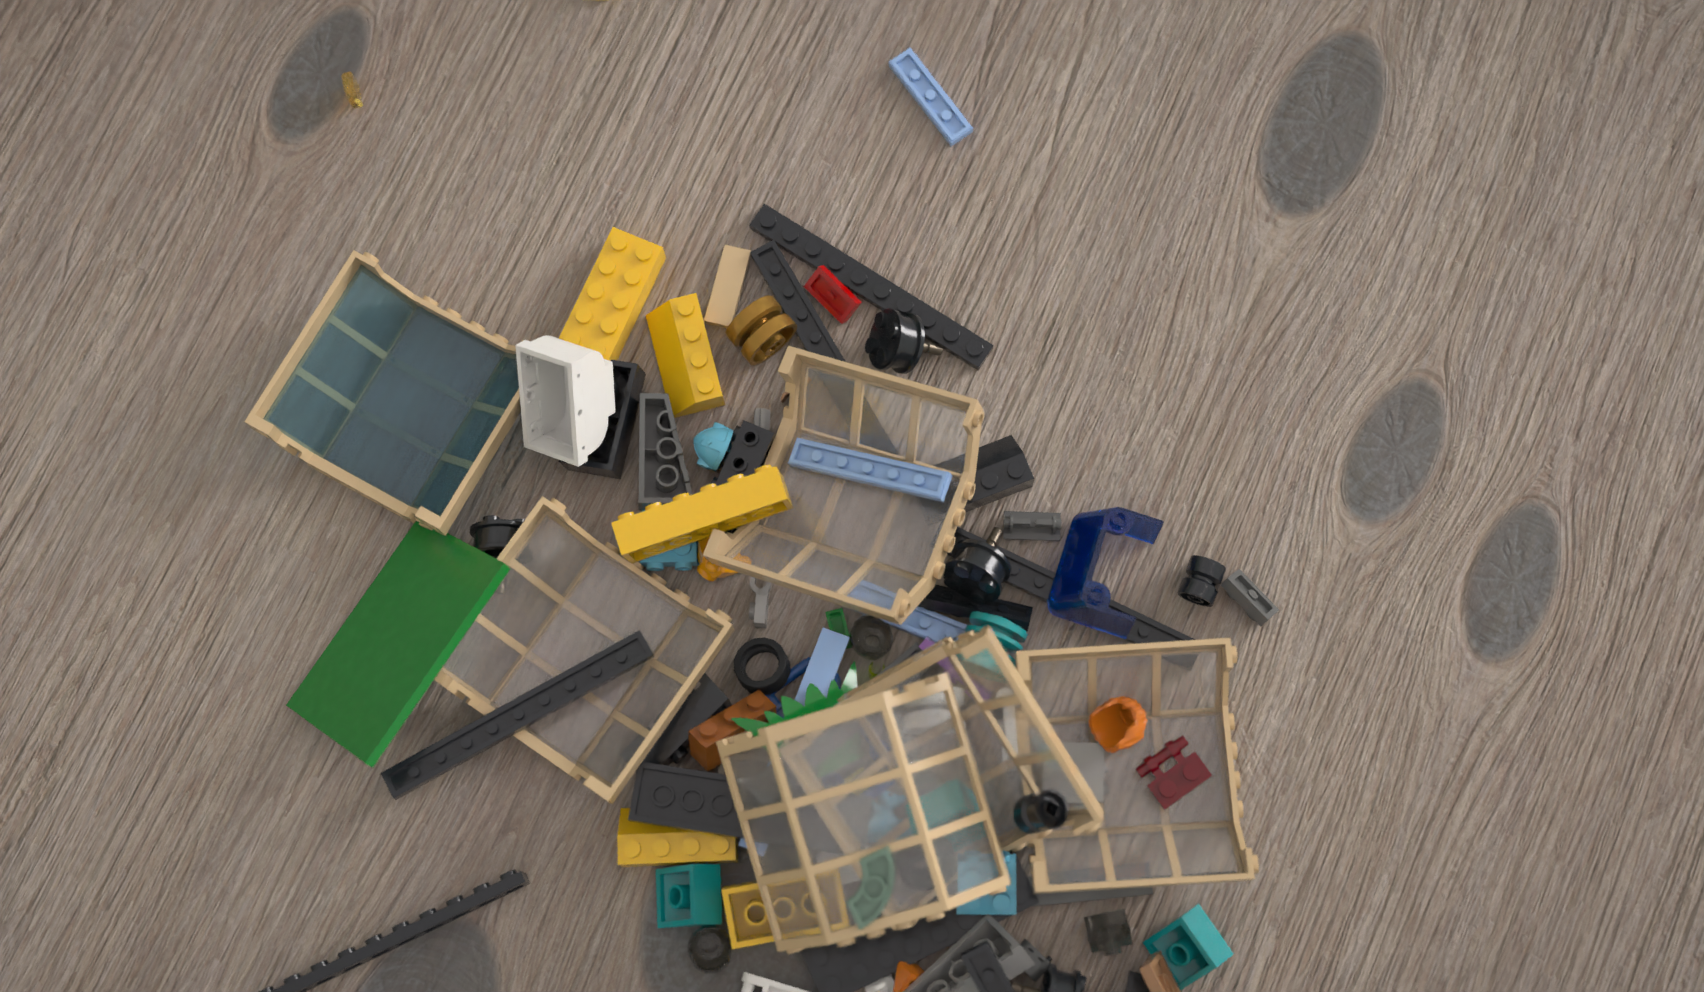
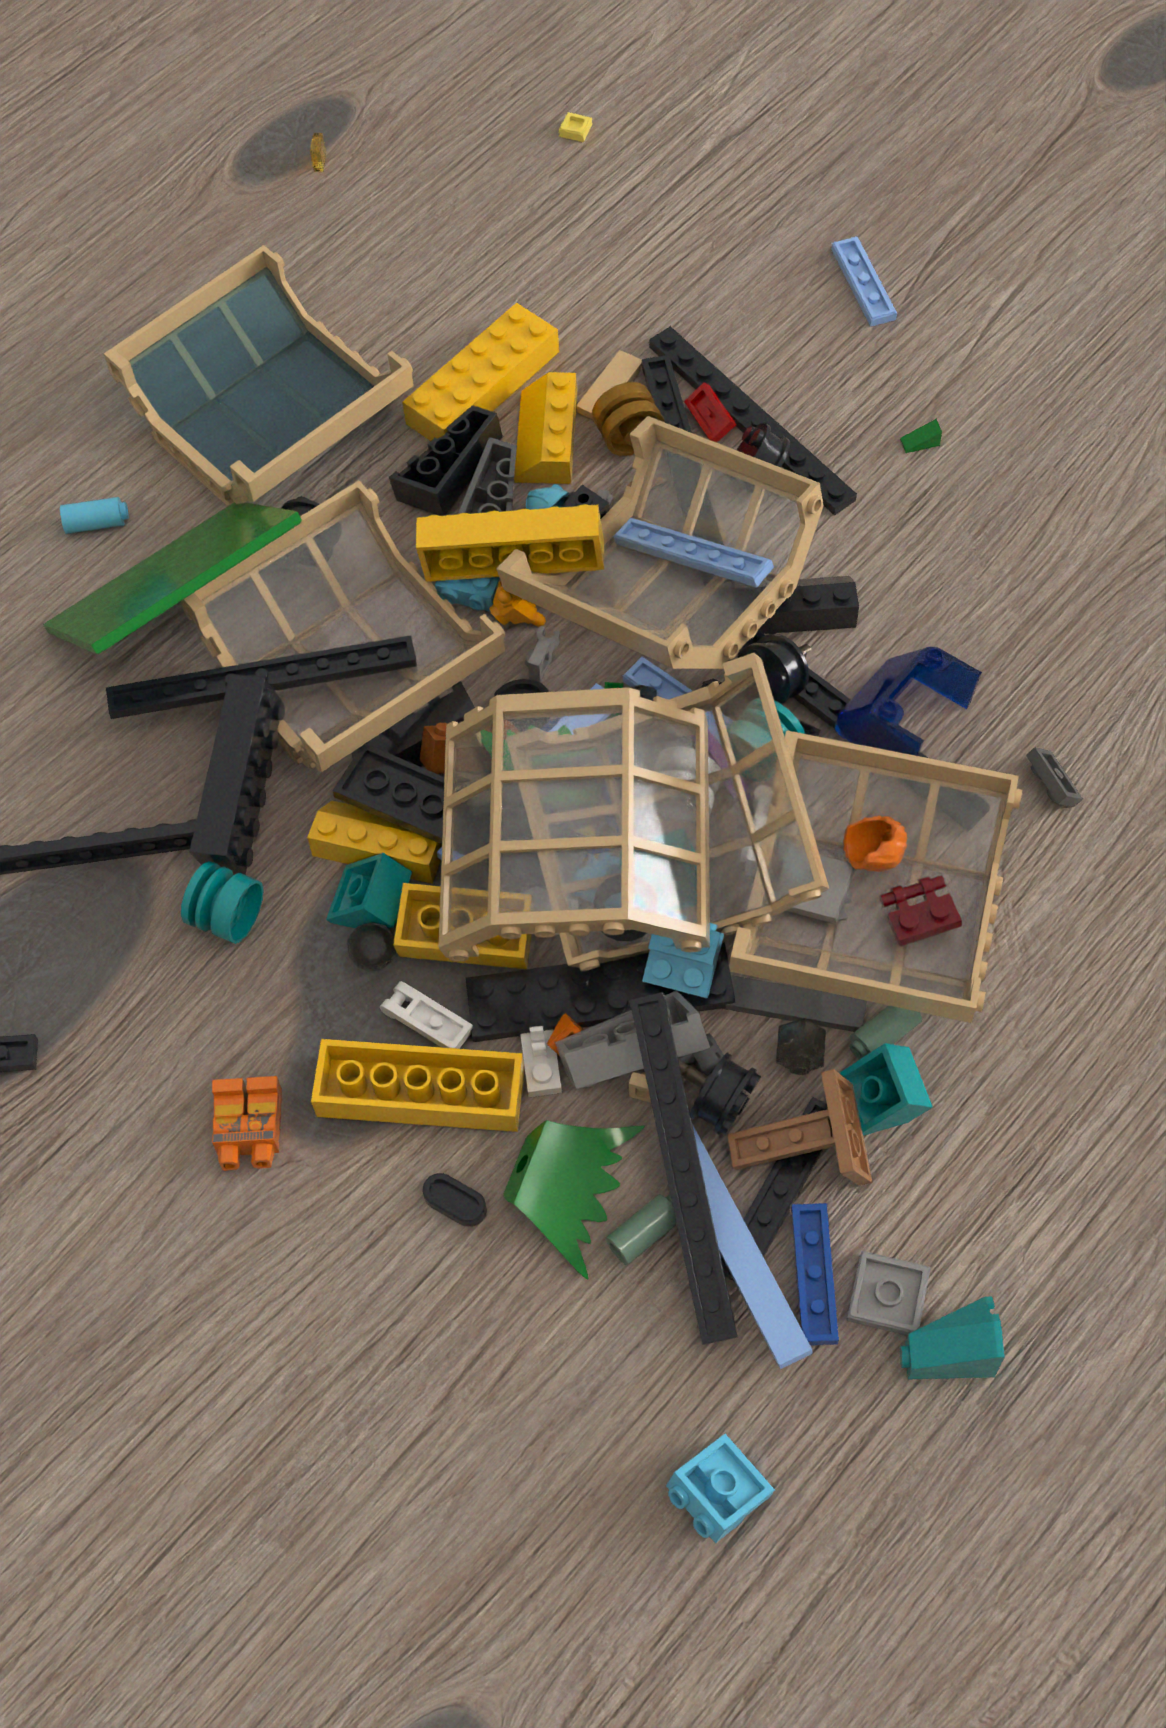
camera: 15 degrees right, 15 degrees down
(288, 575) = (93, 515): none -> medium azure brick
(535, 826) = (238, 774): none -> black brick
(558, 949) = (222, 902): none -> teal wheel
(564, 398) = (417, 406): white container -> none
(875, 887) = (558, 875): sand green tile -> none
(1032, 526) = (843, 658): dark grey hinge -> none
(1035, 264) = (923, 437): none -> green piece
(1040, 811) = (762, 881): black wheel -> none
(1167, 901) = (885, 1027): none -> sand green brick
(1201, 582) = (1007, 746): black wheel -> none

